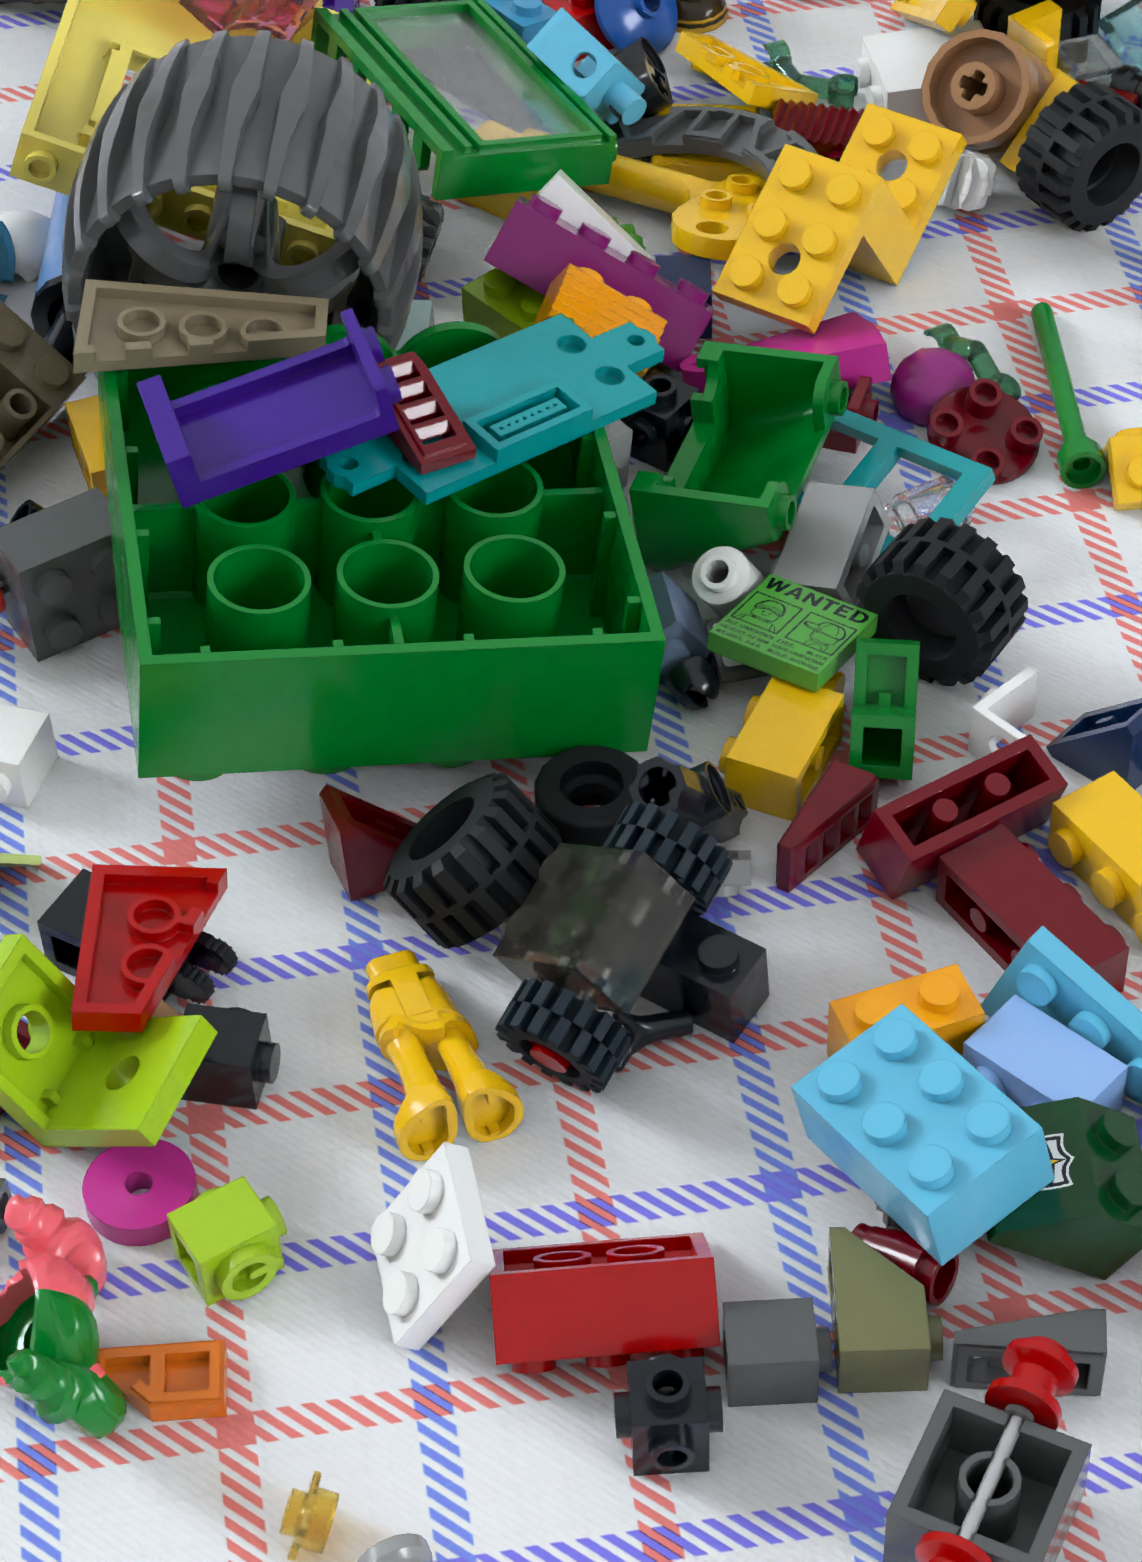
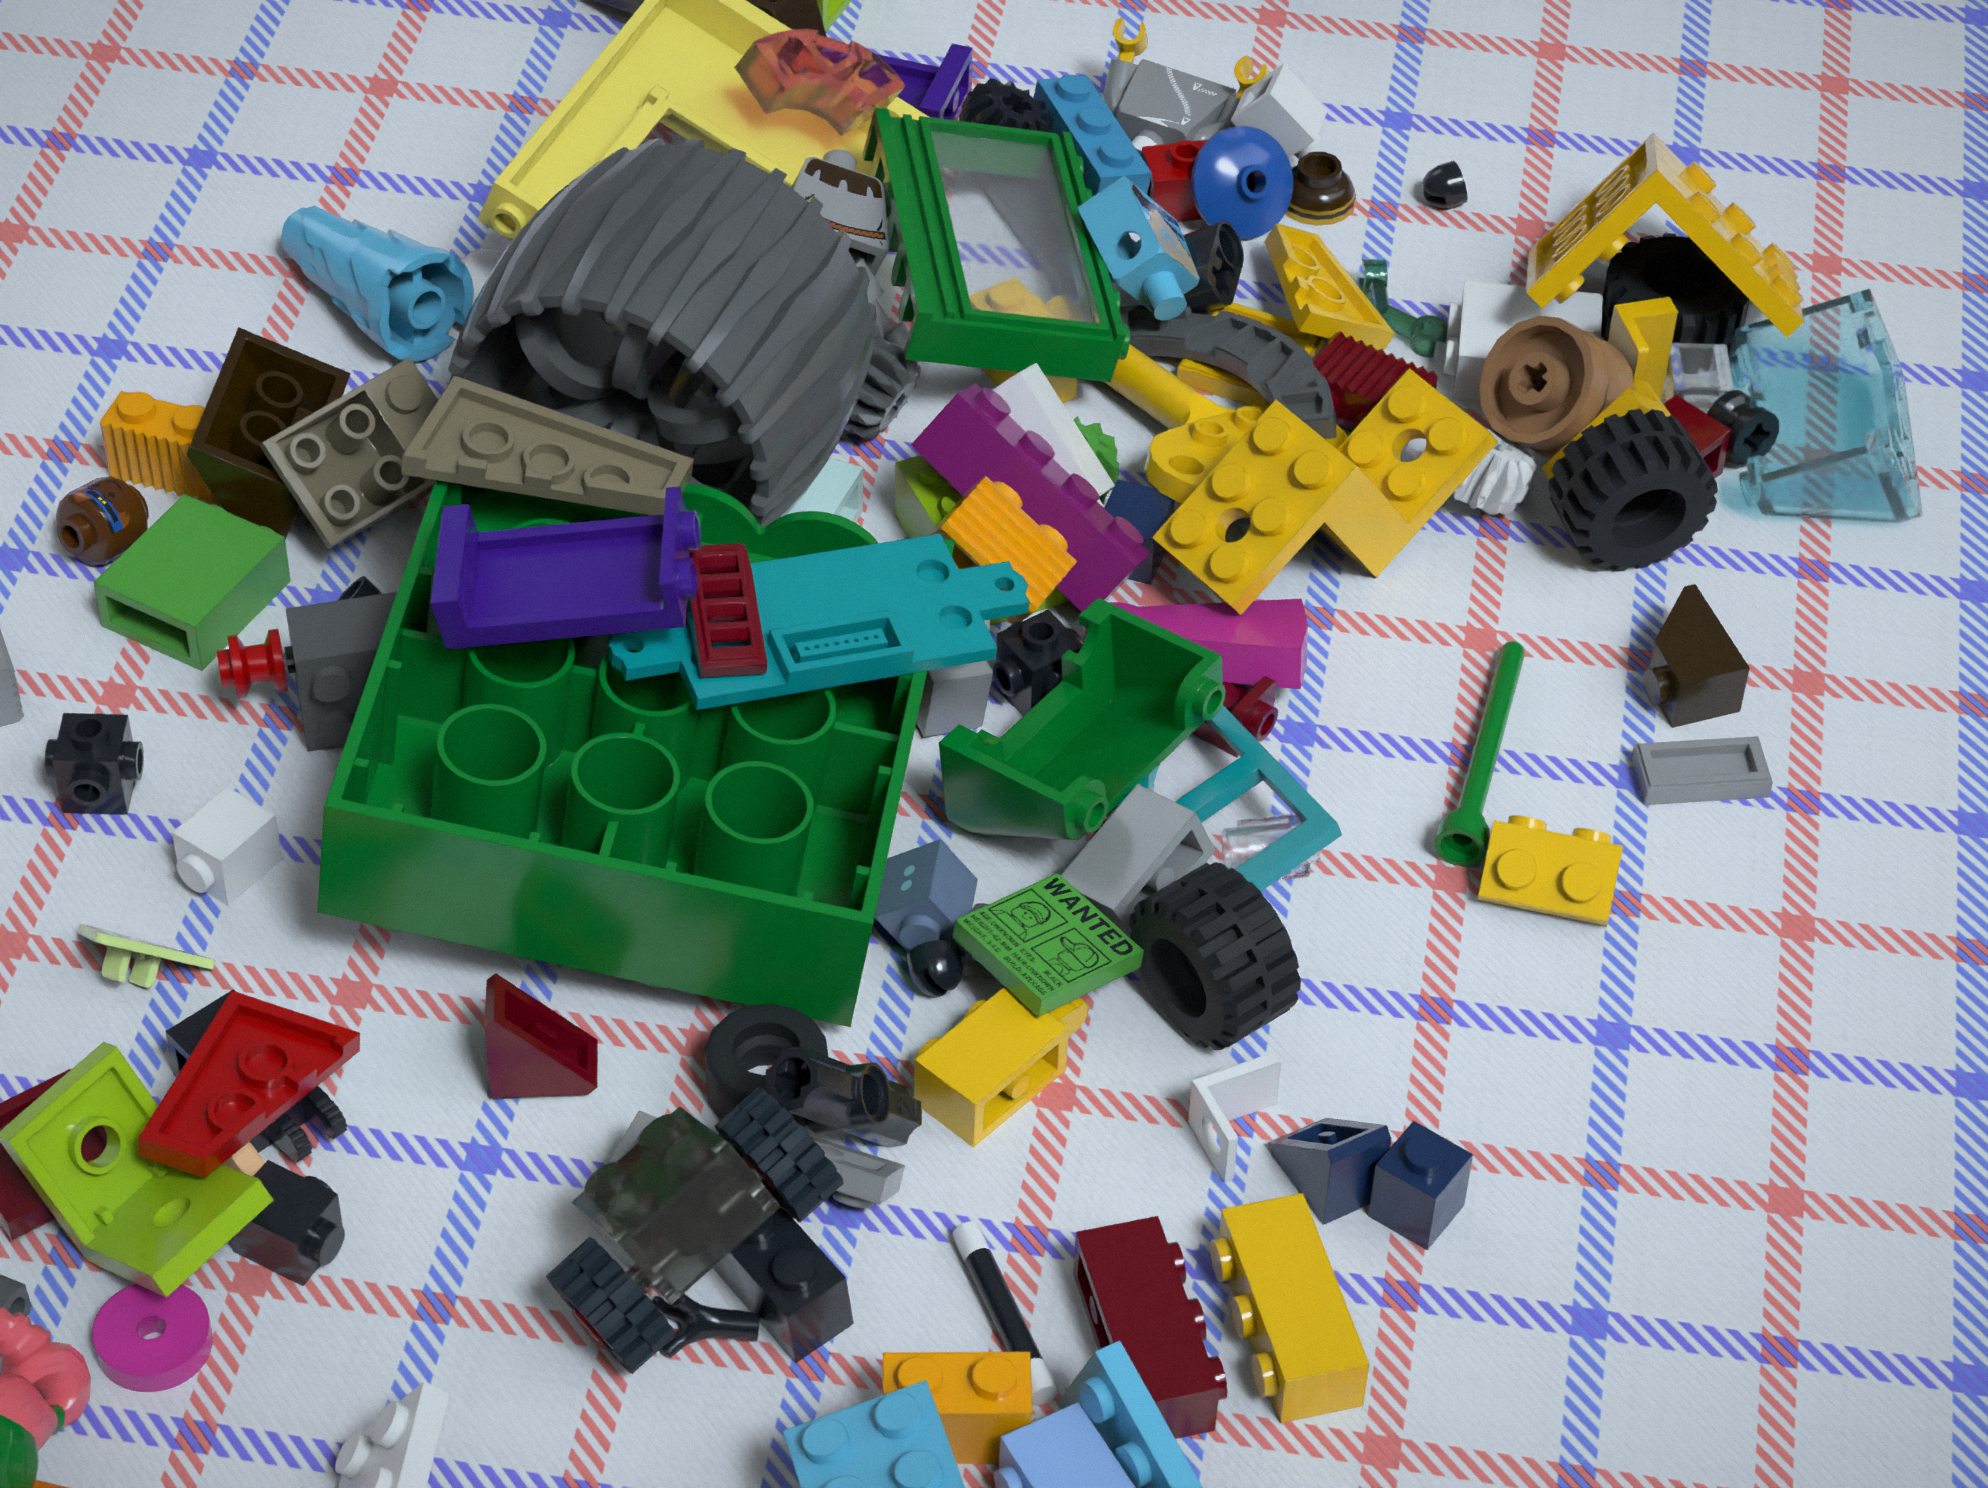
camera: 15 degrees right, 0 degrees up
(228, 1241) = (206, 1413): lime brick -> none
(425, 1032) = (490, 1250): yellow piece -> none
(471, 860) = (600, 1094): black tyre -> none
(724, 578) = (1010, 862): white brick -> none
(826, 822) = (993, 1157): dark red slope -> none
(877, 929) = (1003, 1307): none -> black bar
(884, 707) = (1108, 1061): green brick -> none
(925, 379) = (1349, 707): magenta hair -> none
(976, 355) = (1407, 692): clear green arm -> none
(986, 428) = (1374, 776): dark red dish -> none
(1004, 788) = (1172, 1178): dark red brick -> none

